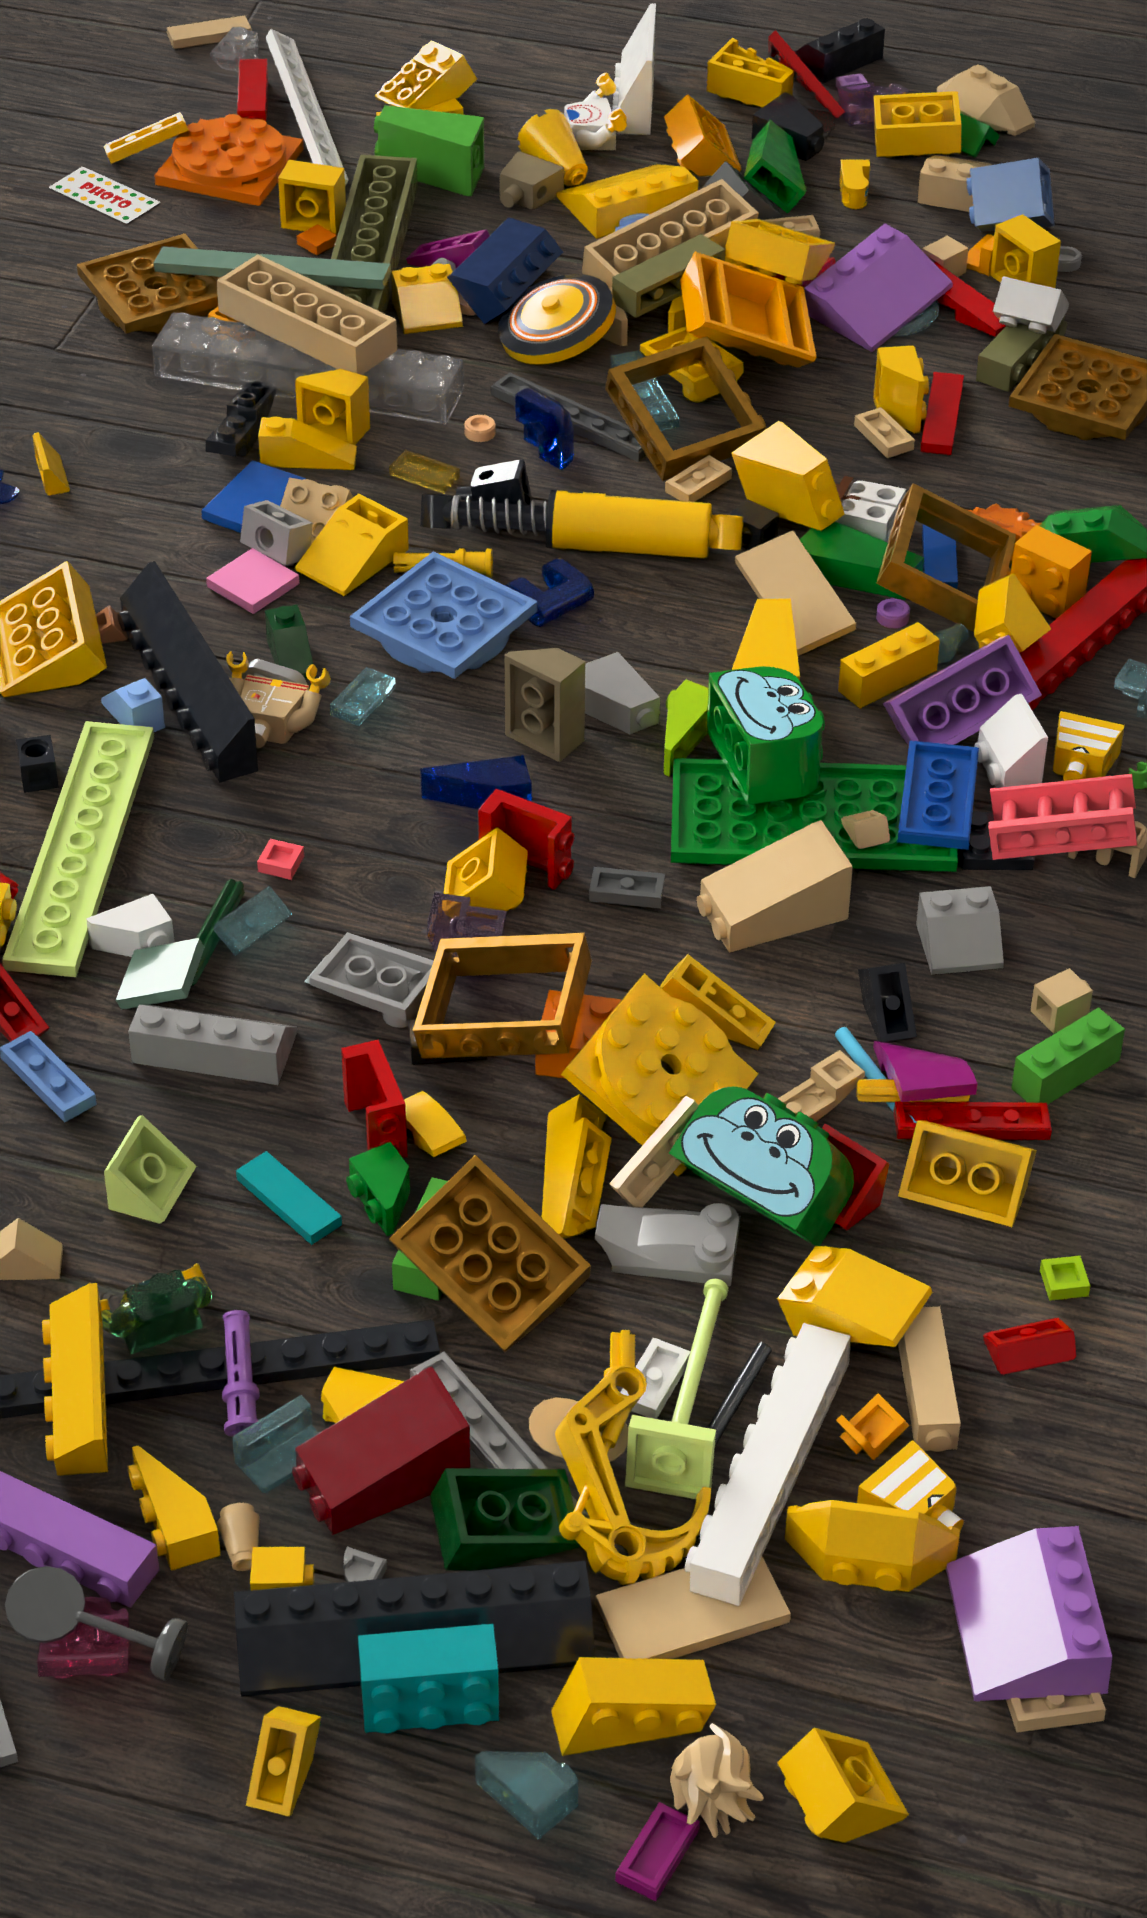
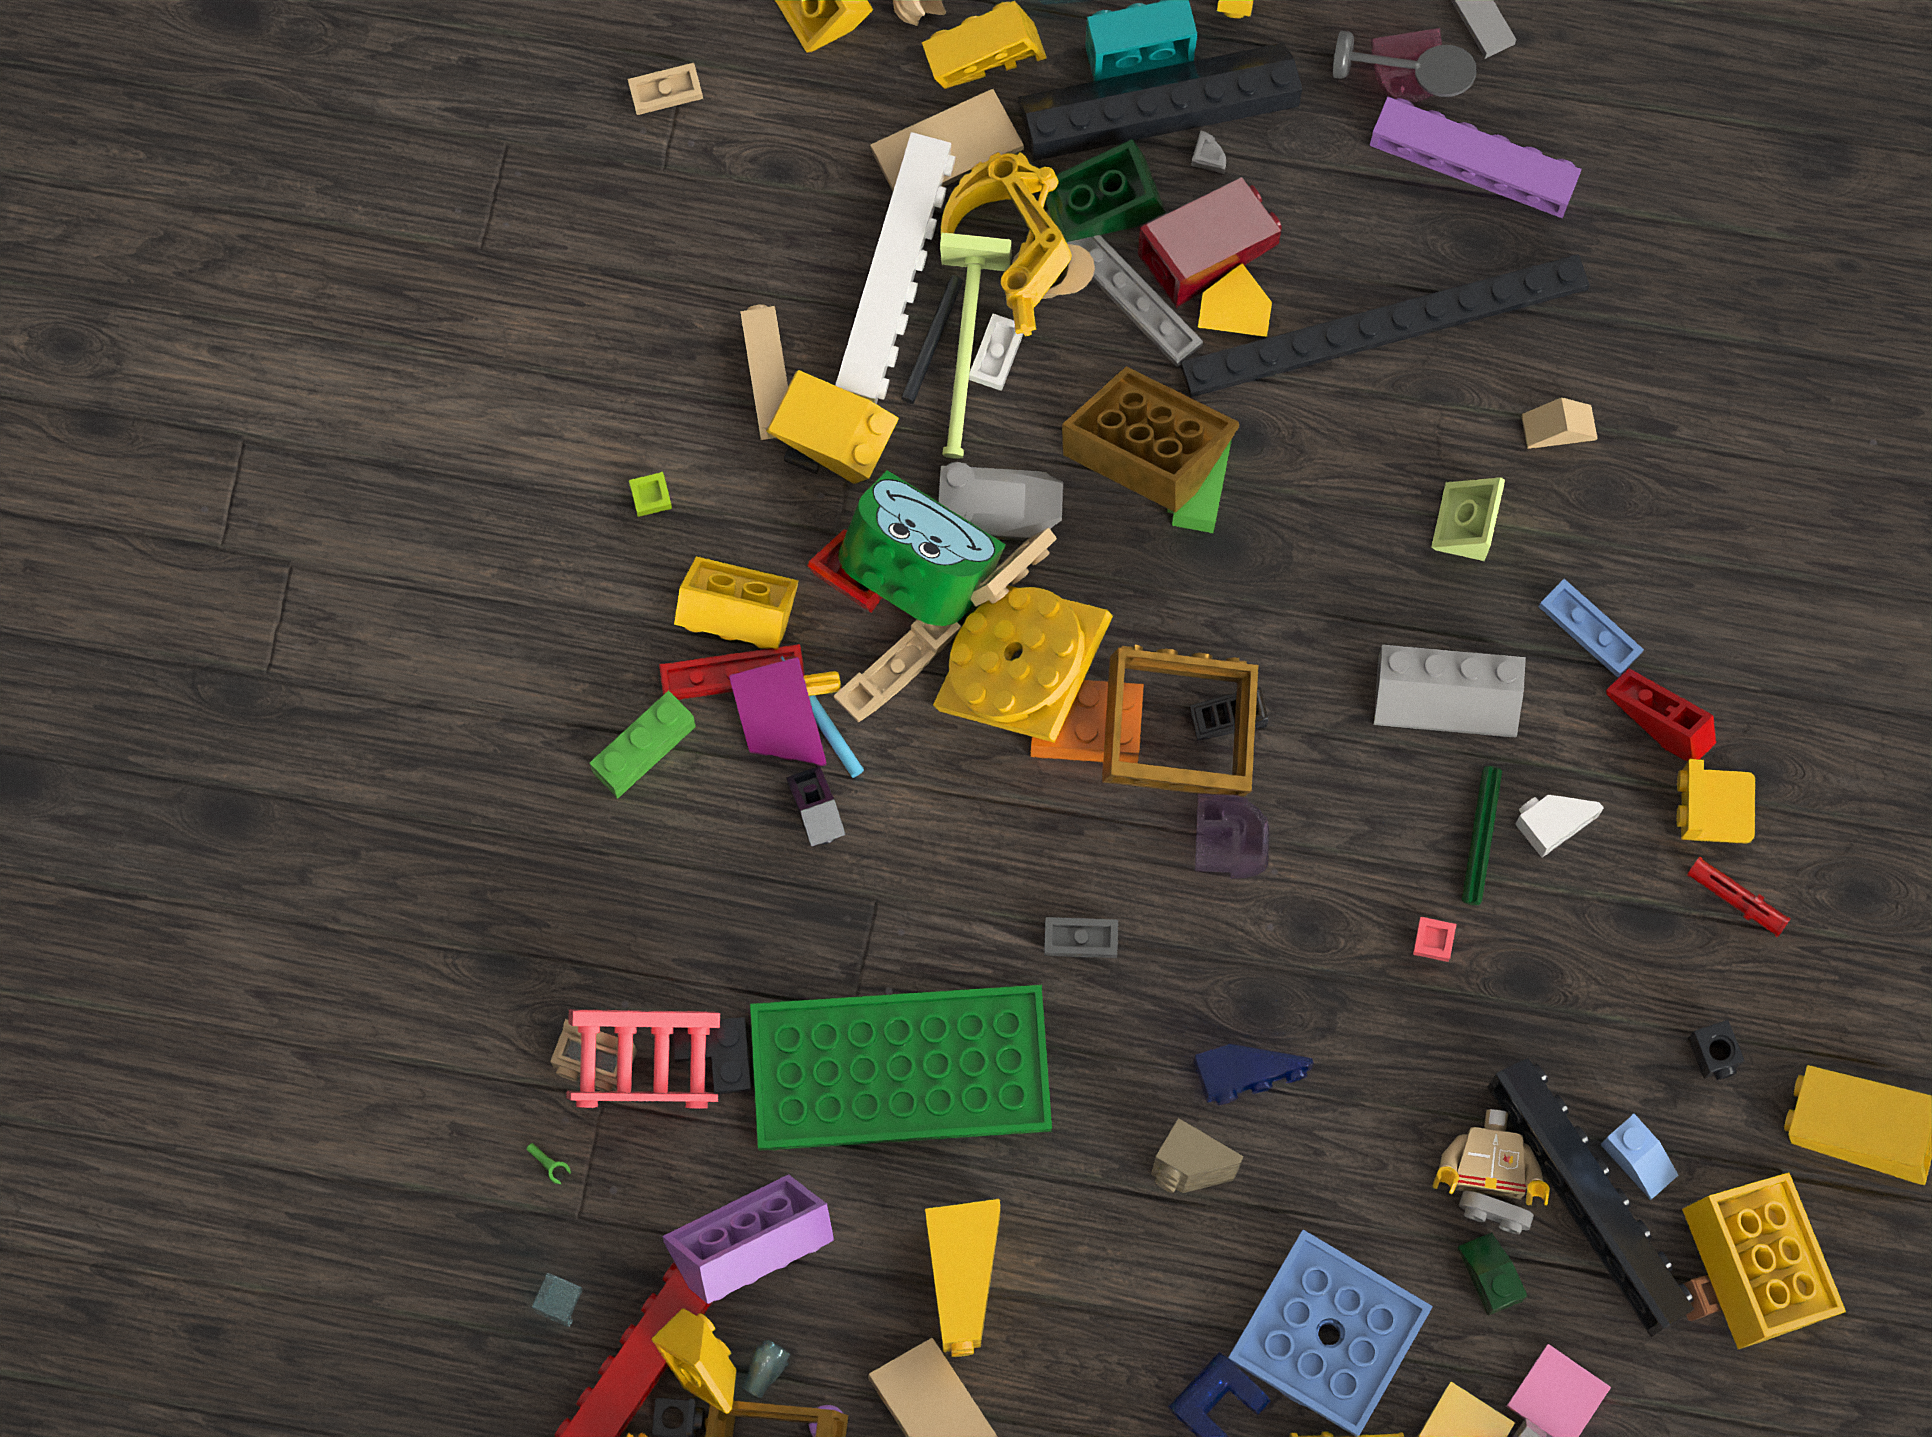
camera: 175 degrees right, 30 degrees up
(77, 1383) = (1470, 264): yellow slope -> none
(78, 850) = (1640, 940): yellowish green plate -> none
(158, 1309) = (1424, 360): clear green torso -> none
(160, 973) = (1516, 760): tile -> none
(179, 1512) = (1364, 179): yellow slope -> none
(240, 1391) = (1338, 292): medium lavender pin -> none
(240, 1533) = (1311, 169): tan cone -> none
(252, 920) = (1444, 845): clear light blue plate -> none
(268, 1446) = (1294, 256): clear light blue panel -> none
(280, 1568) = (1271, 130): yellow brick -> none
(289, 1197) = (1341, 517): teal tile -> none
(362, 696) = (1397, 1201): clear light blue plate -> none
(372, 1086) = (1287, 633): red panel -> none
(375, 977) = (1314, 775): light grey slope -> none
(381, 1183) = (1260, 531): green slope -> none
(432, 1125) = (1230, 609): yellow slope -> none
(489, 872) = (1224, 929): yellow slope -> none
(536, 828) = (1184, 975): red panel -> none
(574, 1167) = (1091, 557): yellow wedge -> none
(619, 695) = (1126, 1230): light grey slope -> none
(685, 721) = (1043, 1199): lime slope -> none
(721, 1003) = (983, 779): yellow slope -> none
(766, 732) = (954, 1130): green brick -> none
(779, 890) = (932, 930): tan slope -> none
(867, 828) = (845, 1035): tan slope -> none
(870, 1544) = (810, 203): yellow wedge -> none
(872, 1427) = (814, 317): light orange bracket -> none
(888, 665) = (829, 1310): yellow brick -> none
(912, 1484) = (779, 255): torso -> none
(938, 795) = (771, 1094): blue tile -> none
(960, 930) = (746, 909): light grey slope -> none
(1013, 745) = (696, 1171): white slope -> none
(1030, 1618) = (685, 149): slope -> none
(1031, 1345) = (681, 430): red slope -> none
(1061, 1000) = (646, 824): tan brick -> none
(1085, 746) = (617, 1196): yellow torso -> none

